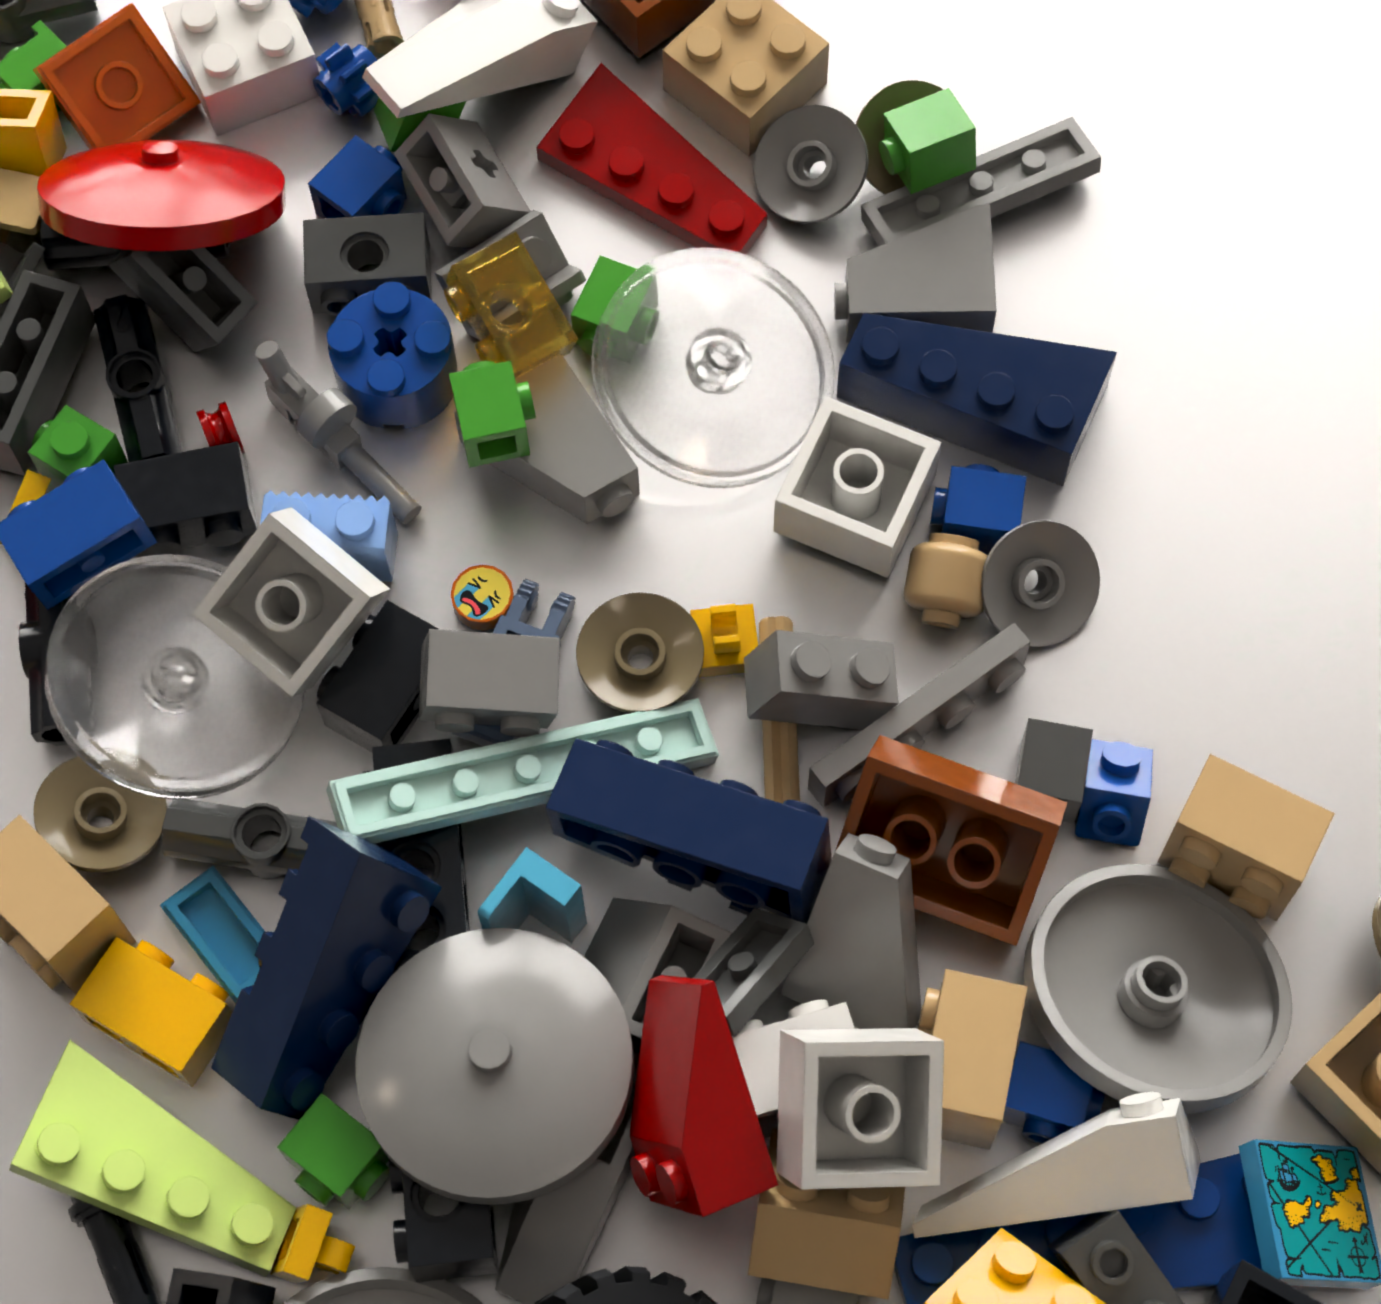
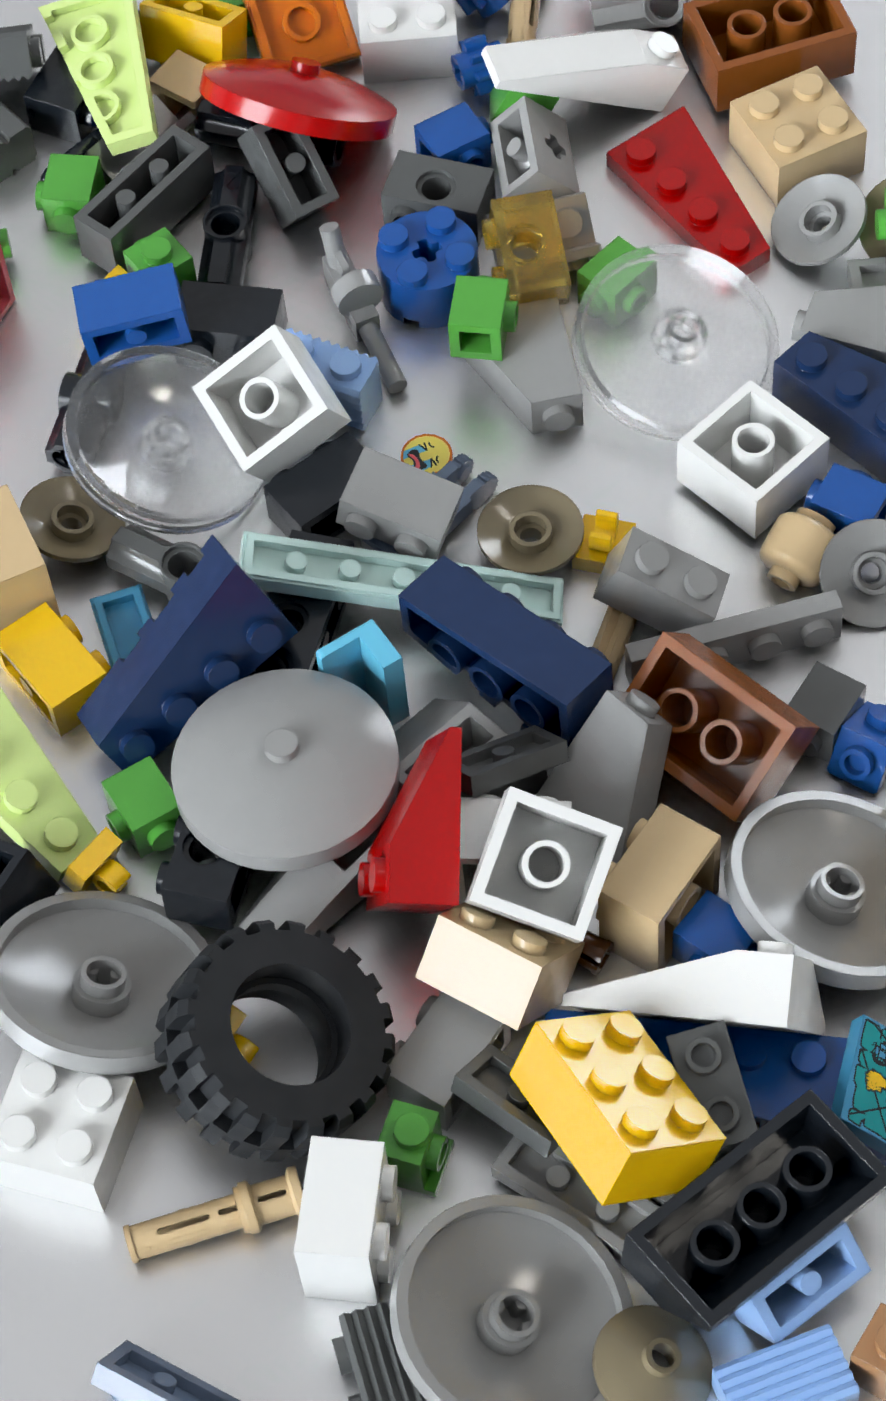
camera: 25 degrees right, 10 degrees down
(219, 426) = (277, 279): red bush -> none

